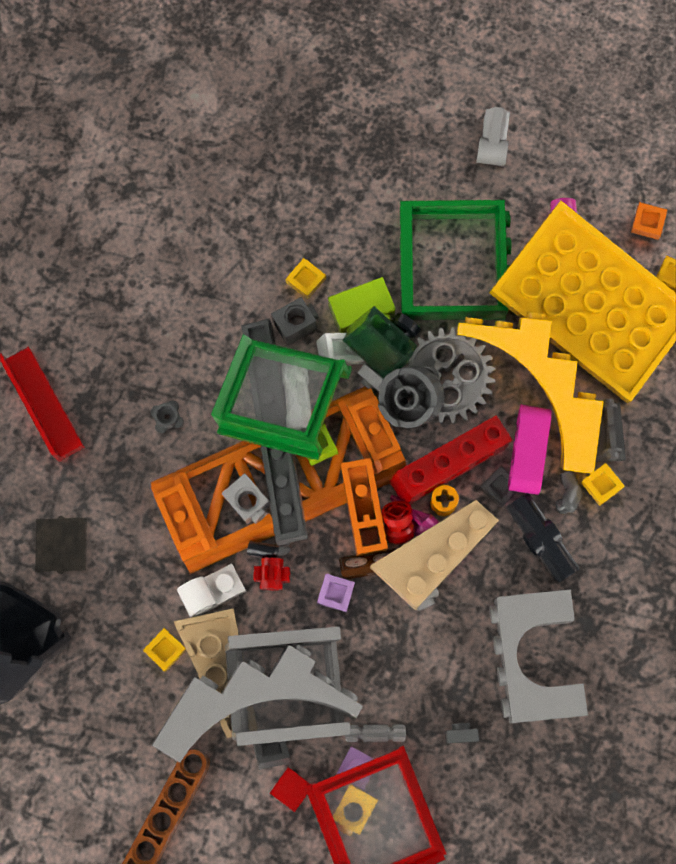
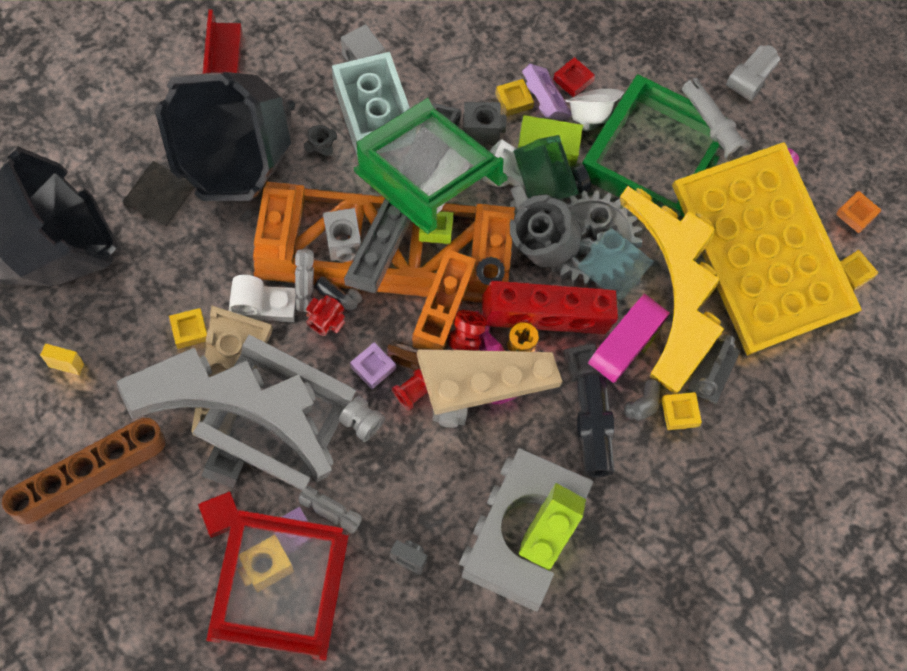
camera: 20 degrees right, 10 degrees down
(81, 740) = (62, 359): none -> yellow tile
(95, 468) = (224, 133): none -> black piece
(153, 312) = (360, 44): none -> light grey brick
(190, 358) = (368, 94): none -> light aqua brick
(236, 554) = (303, 278): none -> light grey axle
(332, 260) = (543, 87): none -> lavender plate
(345, 231) = (573, 77): none -> red plate
(355, 644) = (362, 418): none -> light grey wheel
(379, 248) = (593, 107): none -> white piece
(379, 596) = (410, 390): none -> red bush
(383, 452) = (490, 260): none -> black axle
(482, 390) = (615, 264): none -> clear light blue piece
(502, 216) = (722, 129): none -> light grey pin
(561, 647) = (552, 526): none -> lime brick

